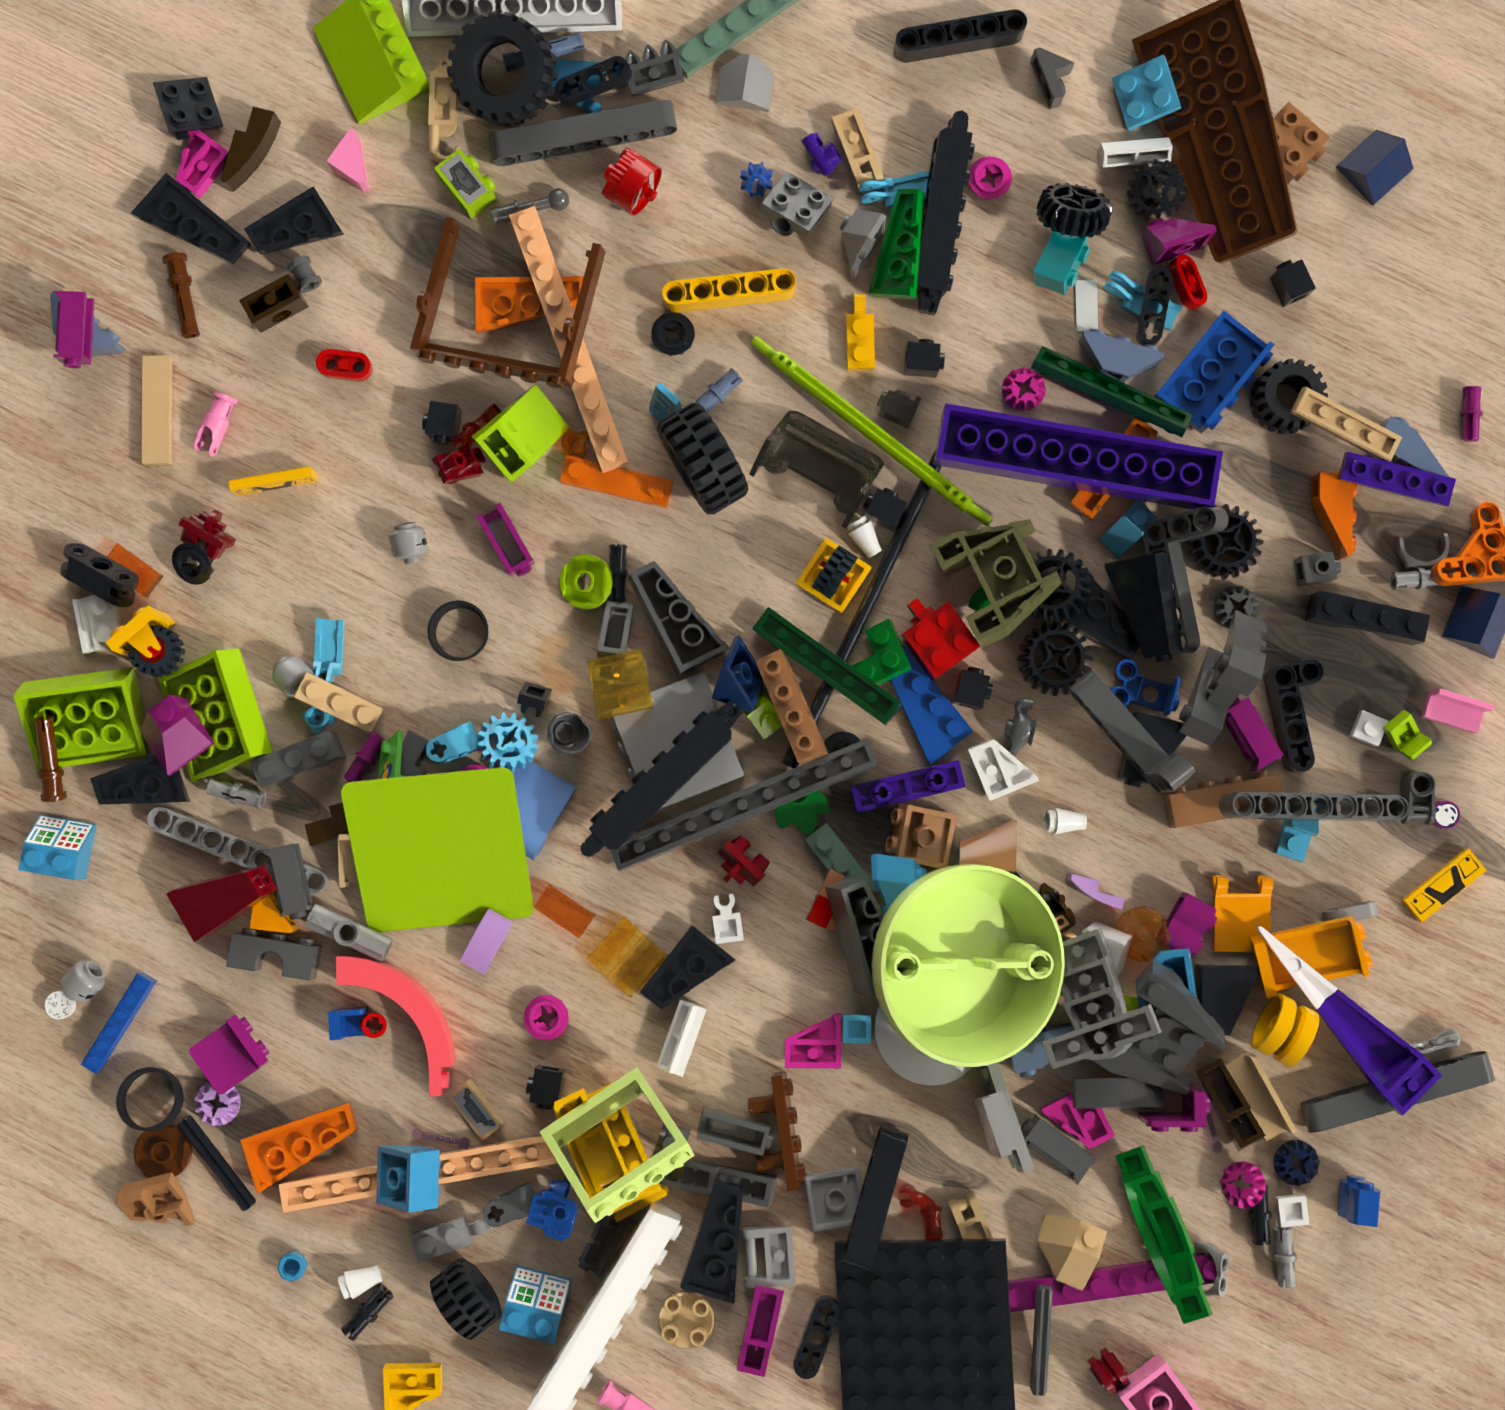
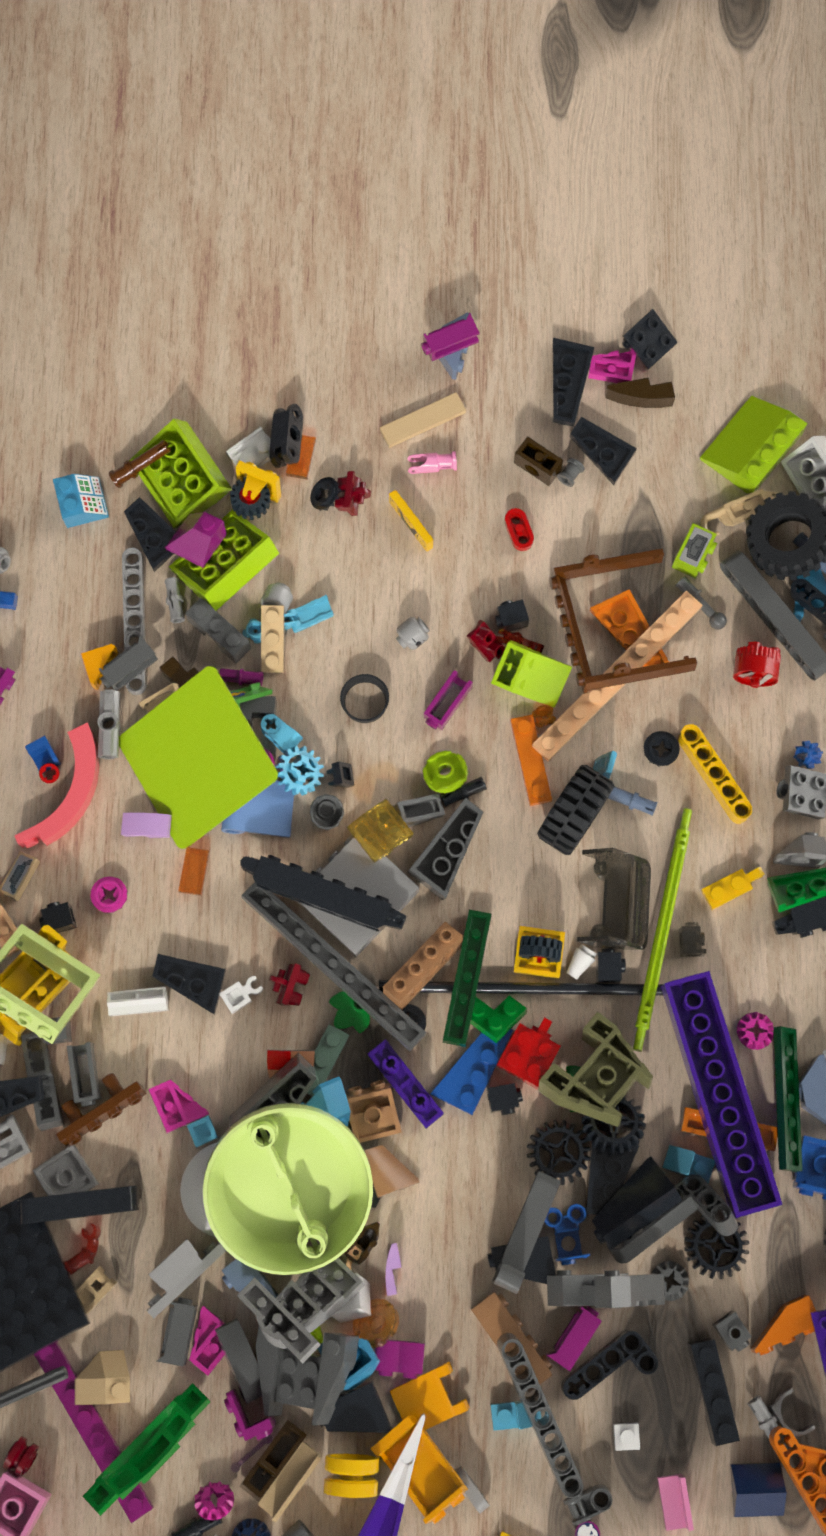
camera: 65 degrees right, 10 degrees down
(179, 282) = (520, 393): reddish brown pin -> none
(219, 900) = (91, 623): dark red slope -> none
(298, 957) = (74, 698): dark grey arch -> none
(349, 162) = (668, 464): bright pink slope -> none
(627, 956) = (180, 933): clear yellow slope -> none
(739, 678) = (426, 914): dark blue slope -> none
(764, 717) = (407, 945): lime bracket -> none
(923, 358) = (738, 942): black brick -> none
(999, 769) = (452, 1149): white wing -> none
(1021, 728) = (490, 1150): dark grey piece -> none
(1063, 821) = (435, 1218): white cone -> none
(1222, 1264) = (148, 1506): light grey cap -> none
(1406, 736) = (634, 1469): lime bracket -> none

